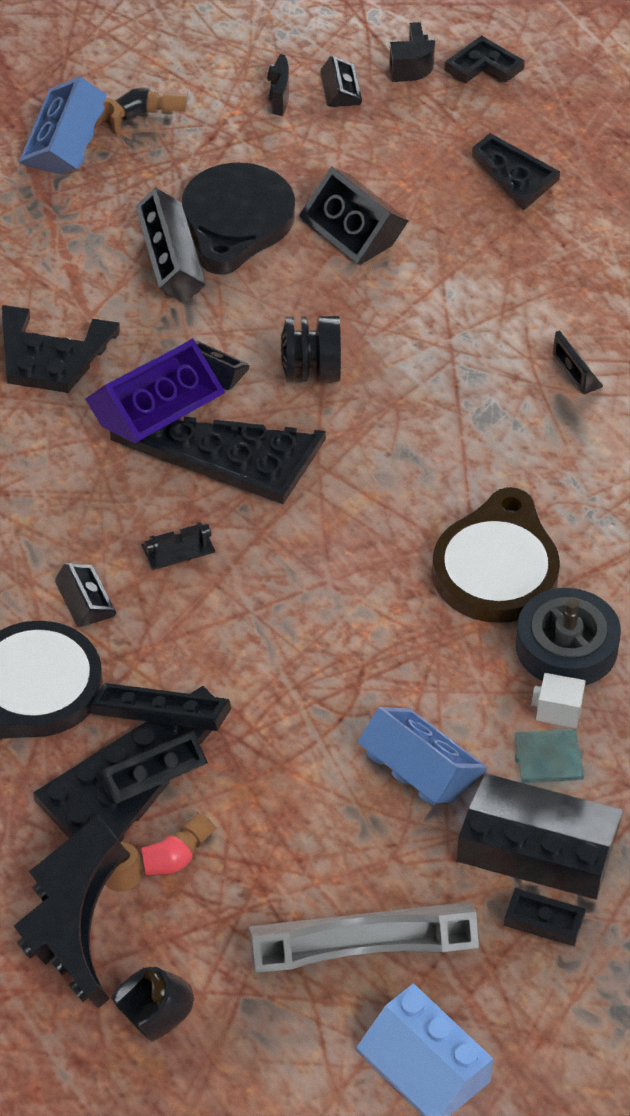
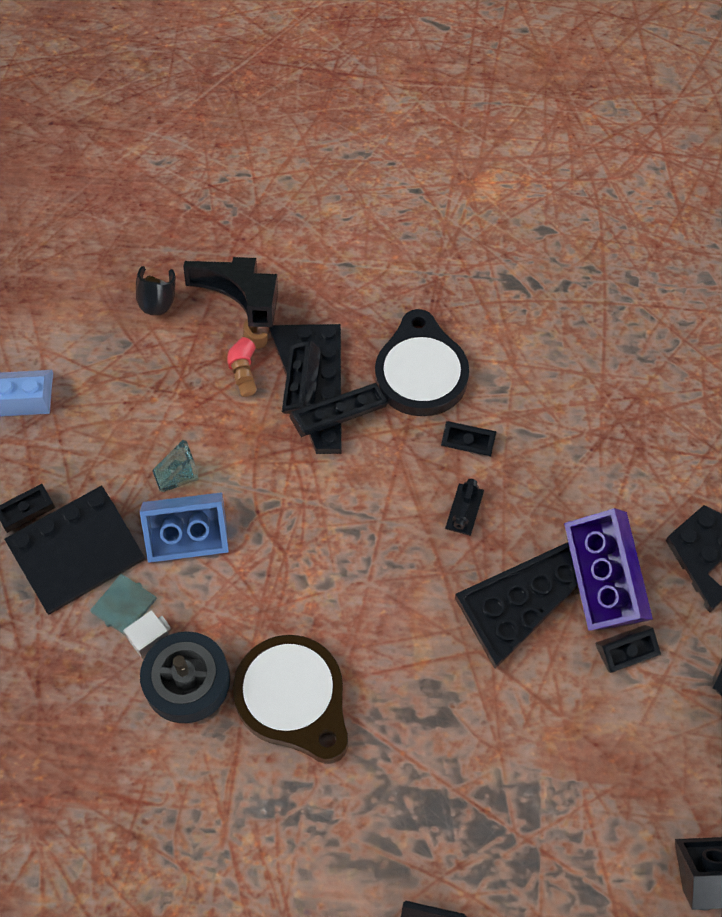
camera: 130 degrees right, 10 degrees up
(312, 349) = (580, 706): black wheel -> none
(315, 940) = (129, 367): light grey arch -> none
(365, 808) = (176, 468): none -> clear light blue slope

